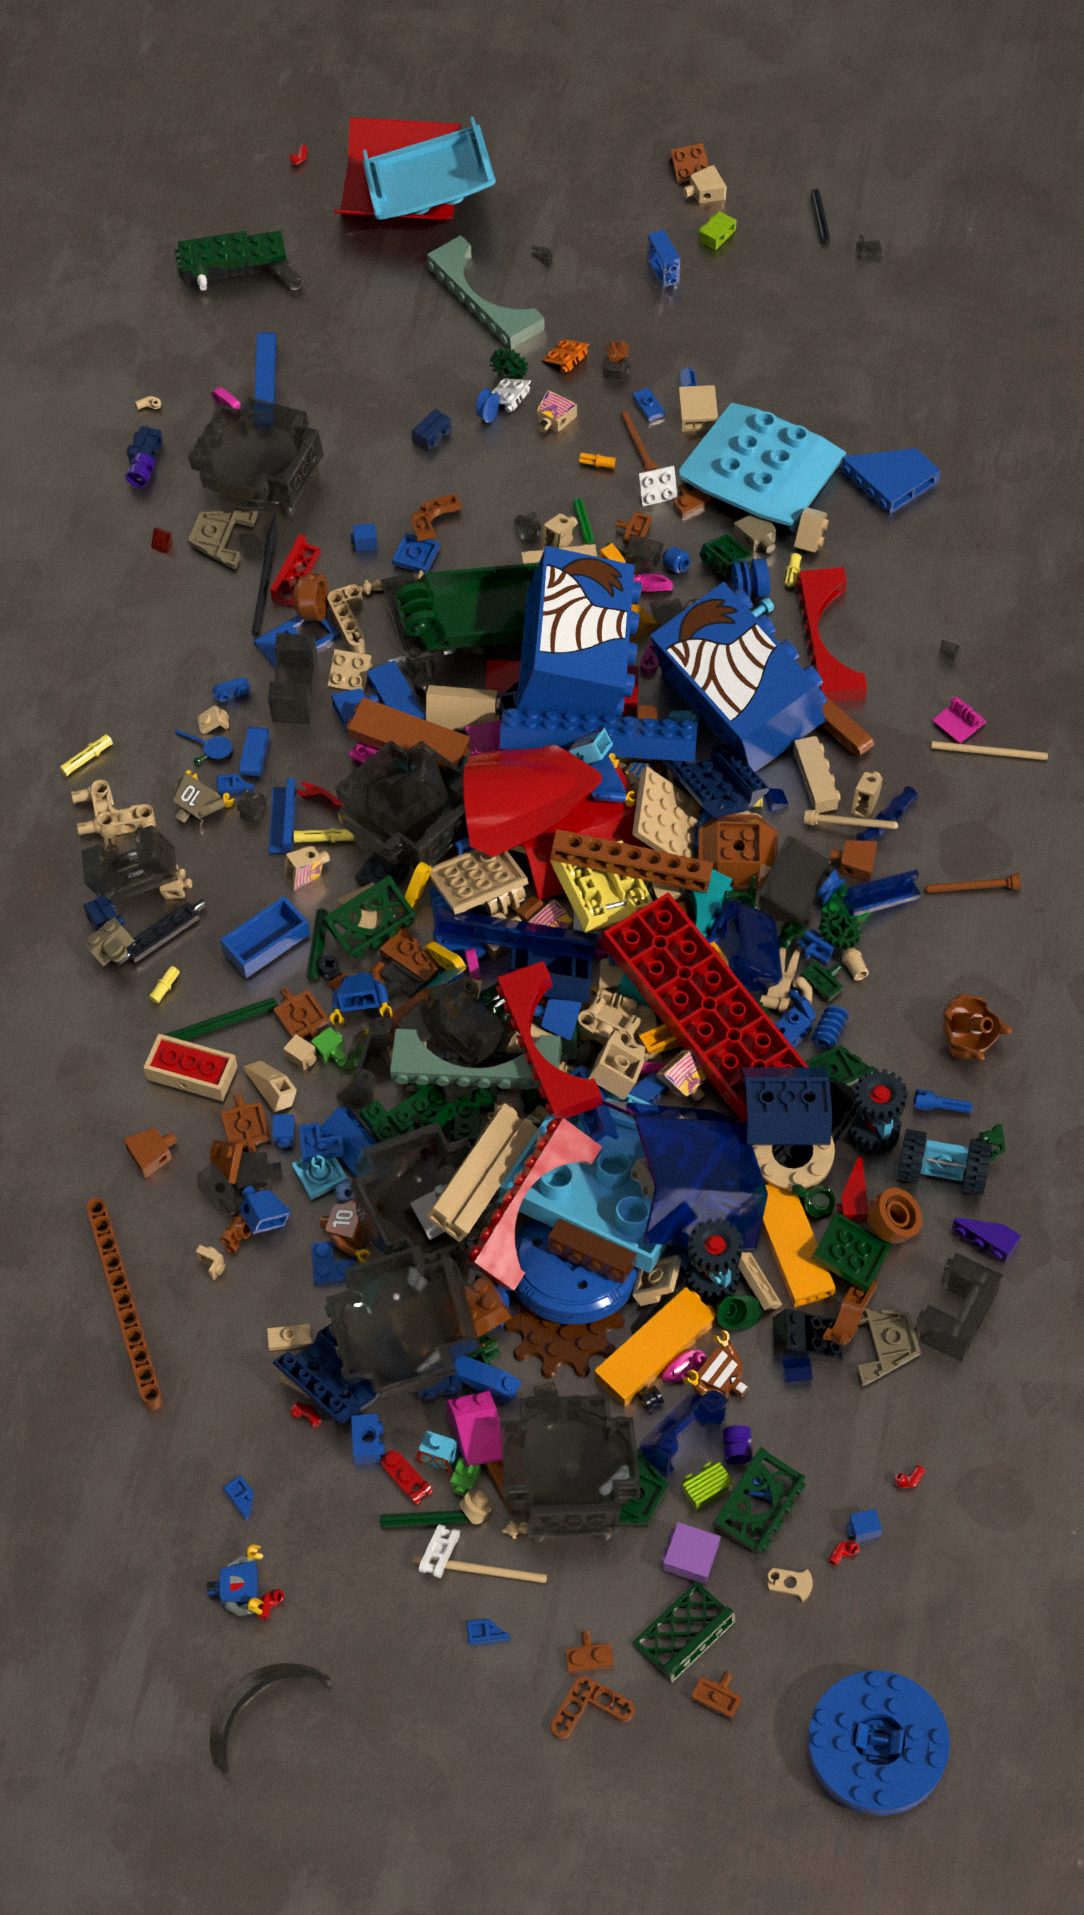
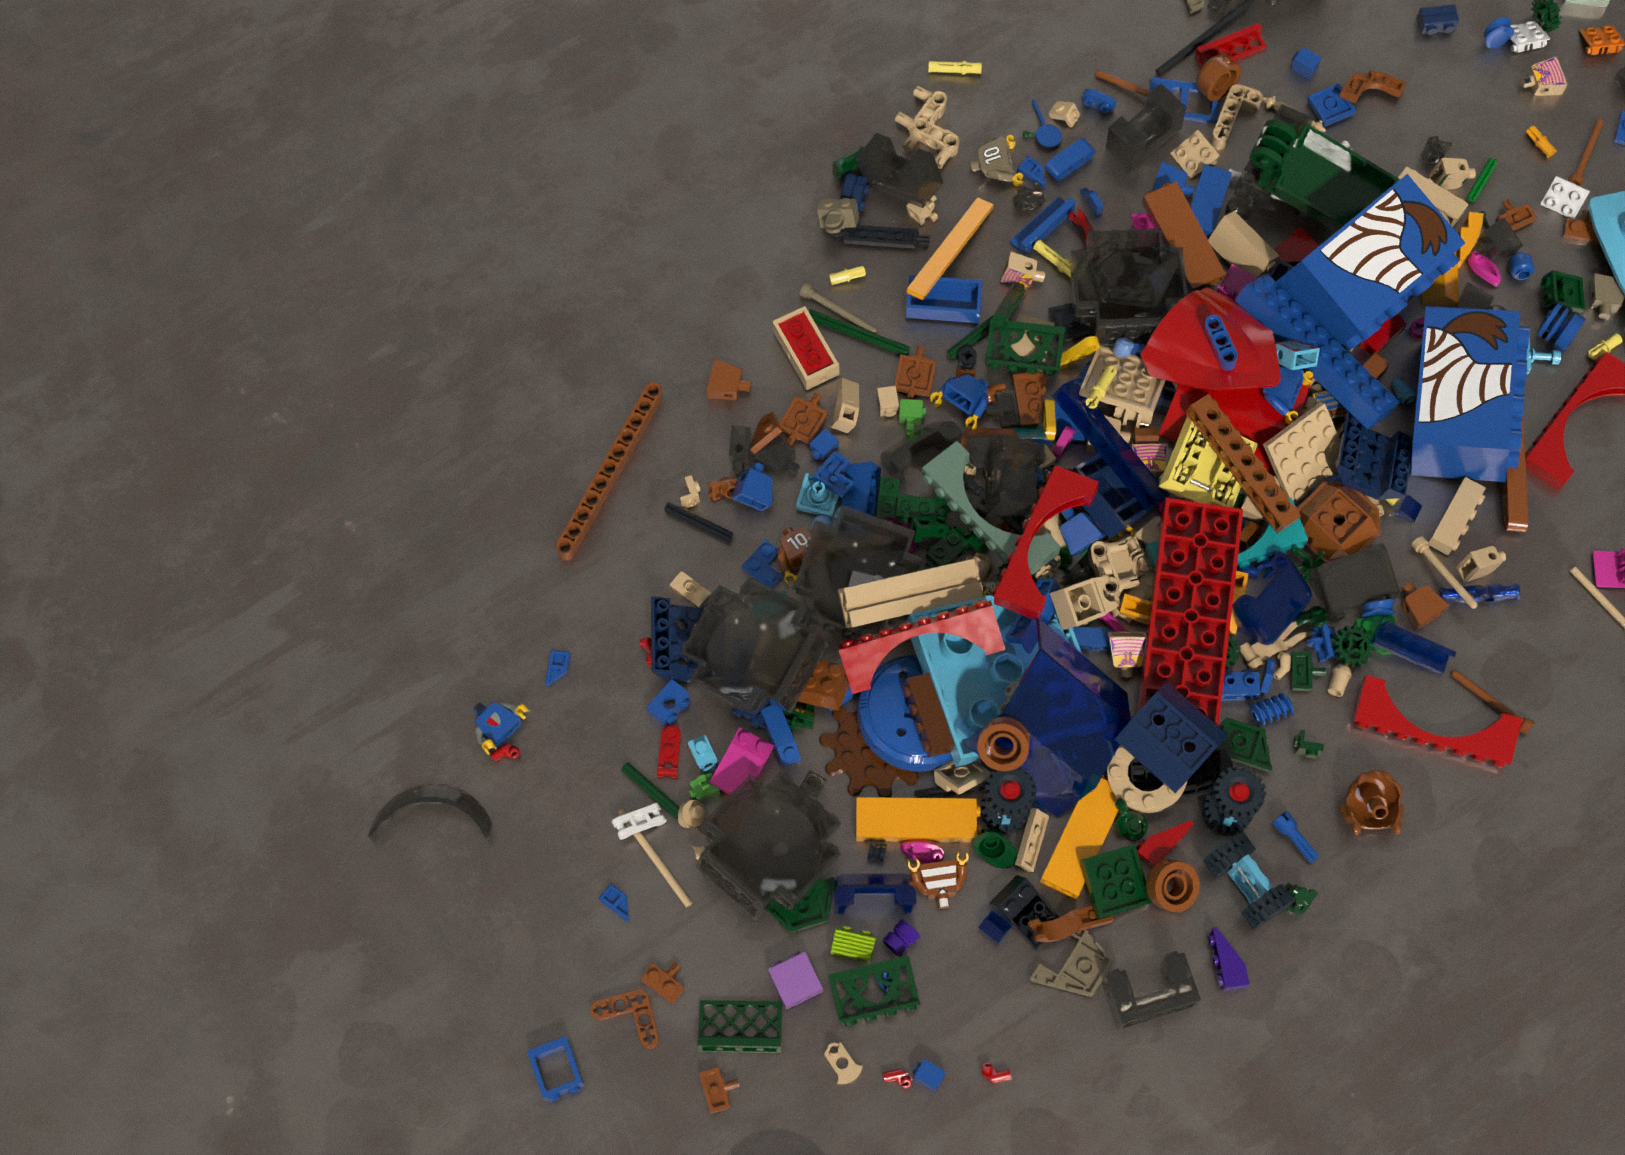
camera: 45 degrees right, 10 degrees up
(75, 896) = (846, 163): none -> dark green slope
(146, 1023) = (808, 292): none -> dark tan piece
(231, 894) = (949, 248): none -> light orange tile
(240, 661) = (1120, 82): none -> dark orange piece
(241, 1278) = (698, 522): none -> black axle
(305, 768) = (1093, 201): none -> blue tile
(324, 896) = (1008, 304): none -> dark green piece
(450, 853) = (1123, 347): none -> medium blue piece
(470, 897) = (1099, 390): none -> light yellow pin
(525, 774) = (1218, 334): none -> blue beam
(547, 1815) = (546, 1050): none -> blue window
(695, 1212) = (1003, 758): none -> dark orange piece
(885, 1031) = (1309, 749): none -> dark green bracket
(906, 960) = (1378, 711): none -> red arch

